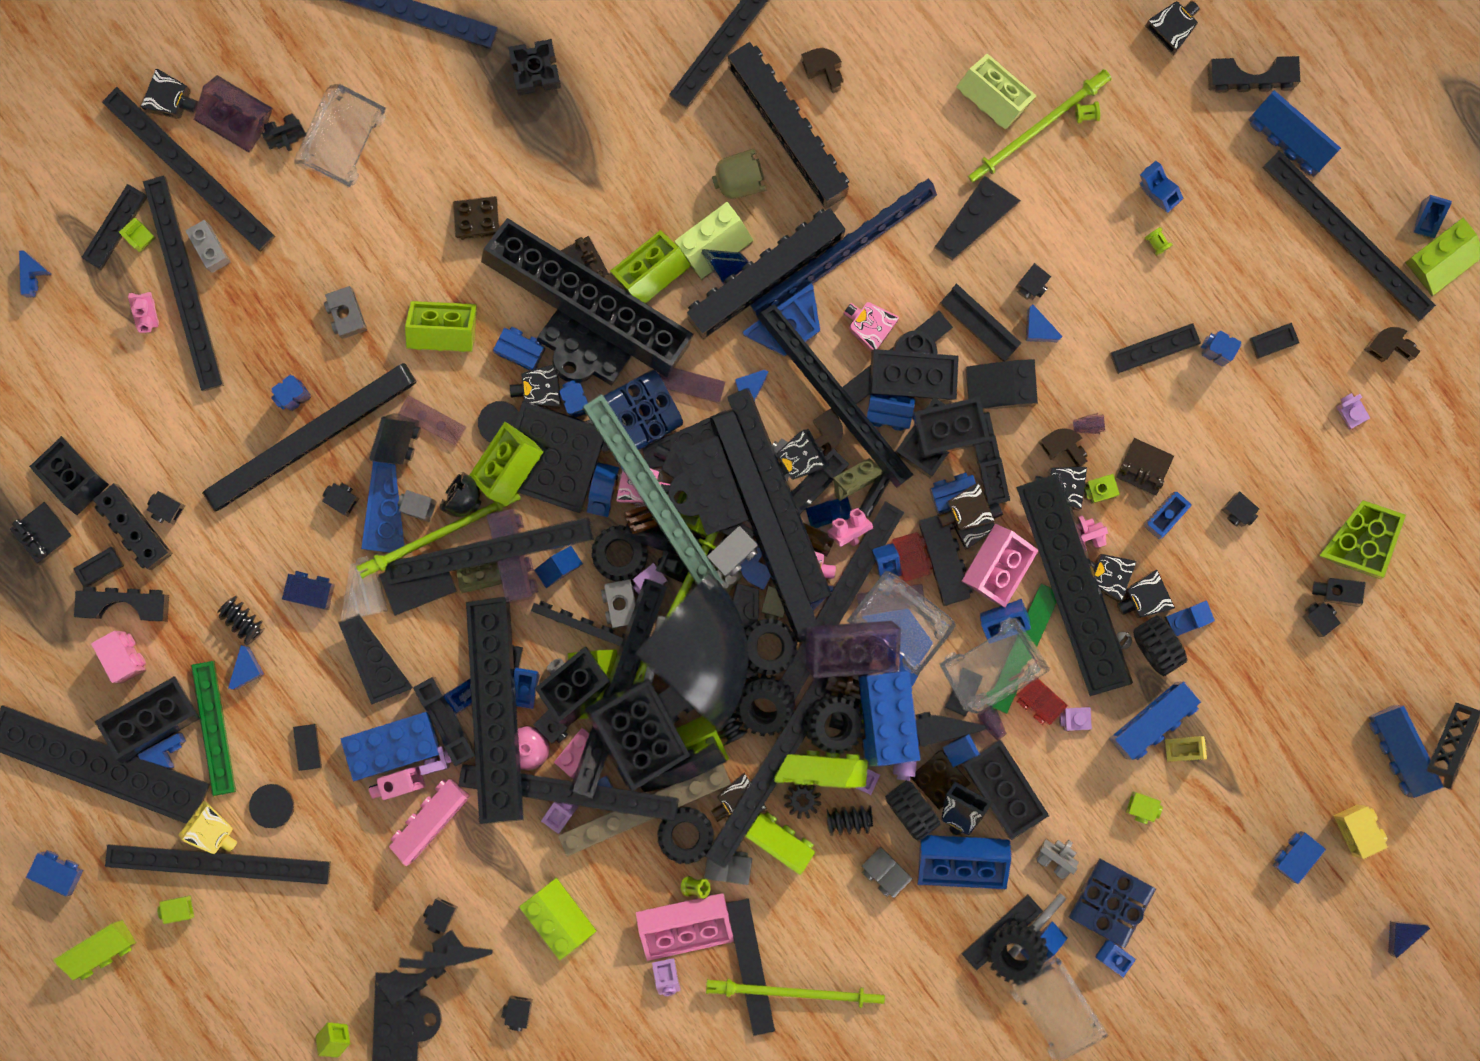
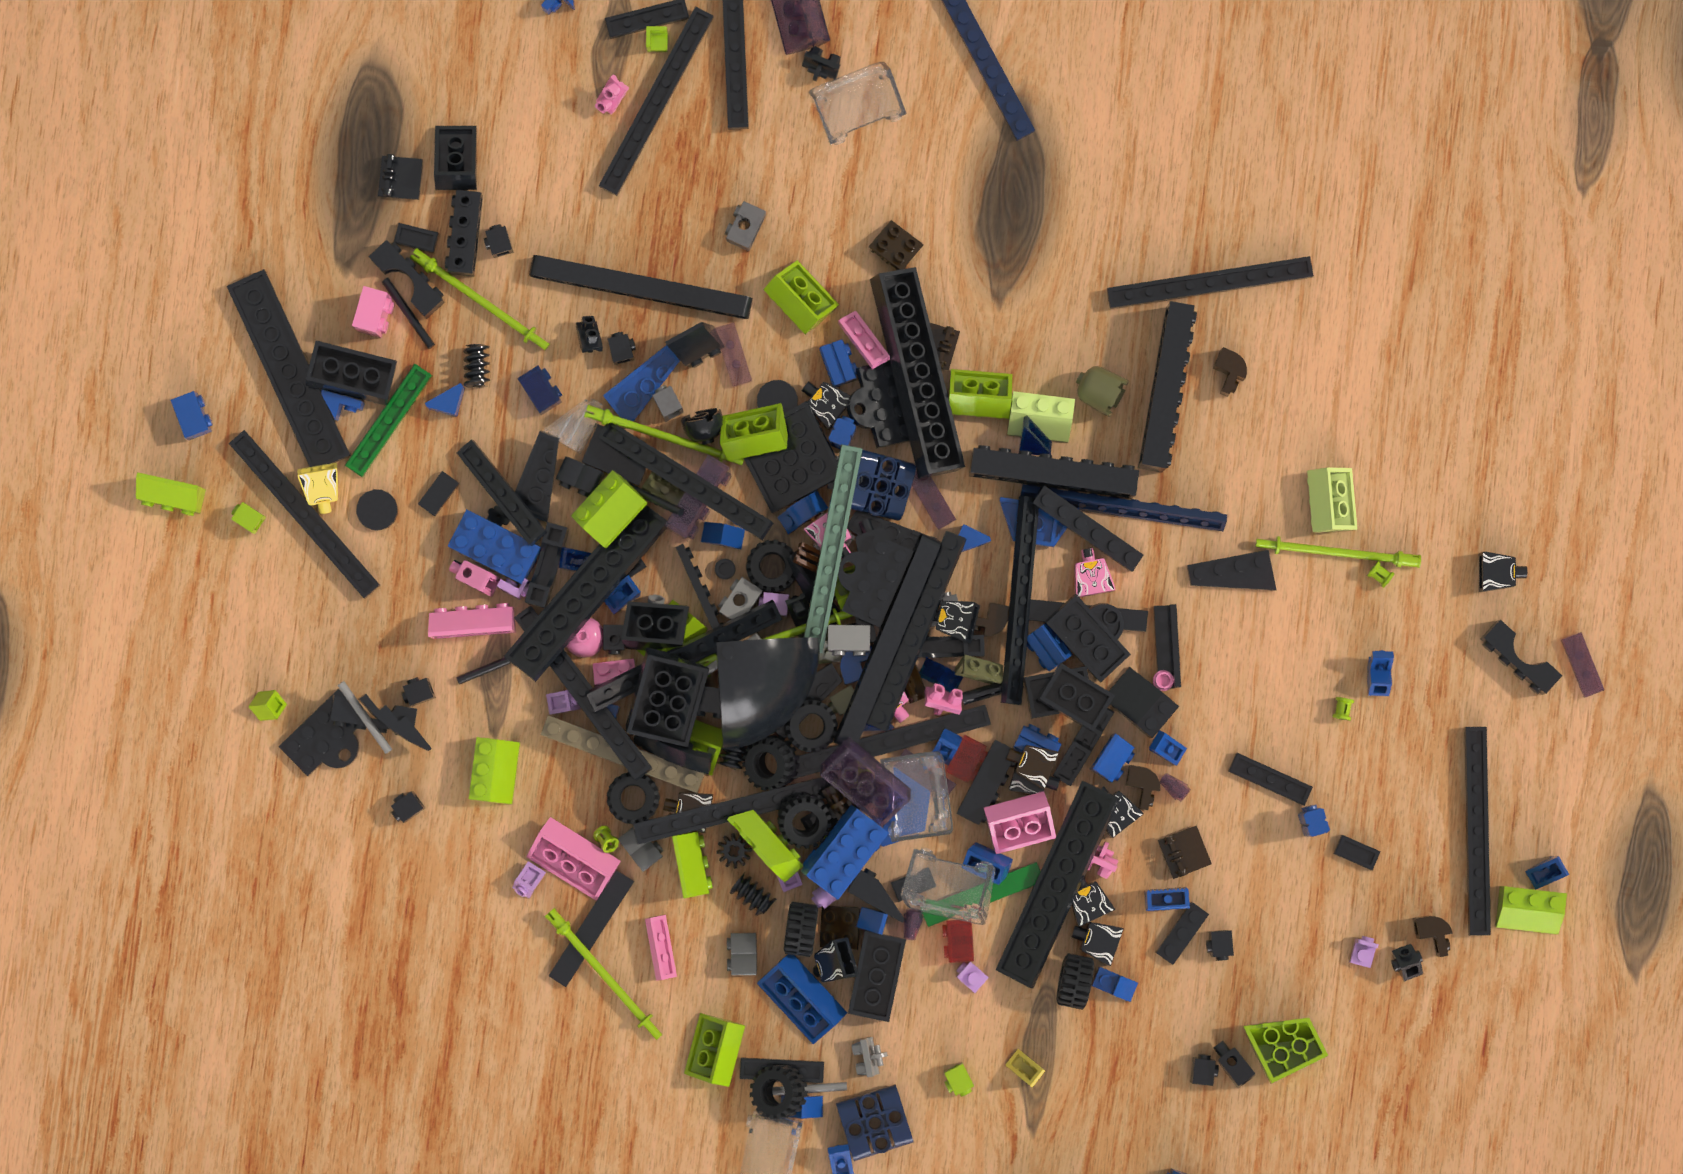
camera: 40 degrees right, 0 degrees up
(130, 577) = (431, 265): none -> lime bar
(150, 631) = (408, 313): none -> black bar
(208, 246) = (696, 92): light grey brick -> none
(290, 393) = (656, 245): blue brick -> none
(305, 512) = (589, 335): none -> black hips
(355, 699) = (501, 492): none -> black plate
(370, 719) = (497, 516): none -> black plant
(404, 628) = (579, 475): none -> black brick
(417, 976) = (364, 717): none -> light grey bar
(451, 631) = (609, 509): none -> lime slope
(473, 850) = (482, 670): none -> black bar
(491, 585) = (659, 501): none -> black bar
(521, 312) = (864, 339): none -> bright pink plate
(523, 59) = (1046, 180): black brick -> none
(585, 591) = (725, 569): none -> black tile
(818, 929) = (660, 947): none -> bright pink plate
(832, 291) = (1087, 528): none -> black plate
(936, 967) = (714, 1050): none -> lime slope
(1002, 351) = (1163, 680): none -> bright pink plate
(1021, 448) = (1112, 758): none -> blue slope
(1033, 283) = (1230, 654): black brick -> none
(1039, 328) = (1204, 689): blue slope -> none
(1055, 400) = (1167, 748): none -> blue slope
(1101, 489) = (1139, 838): lime brick -> none
(1128, 642) = (1055, 949): light grey hinge -> none
(1155, 720) = (1022, 1028): blue brick -> none
(1203, 530) = (1182, 933): none -> black plate
(1293, 134) = (1506, 724): blue slope -> none
(1304, 35) = (1582, 665): none -> tile
(1394, 386) = (1407, 962): none -> black brick

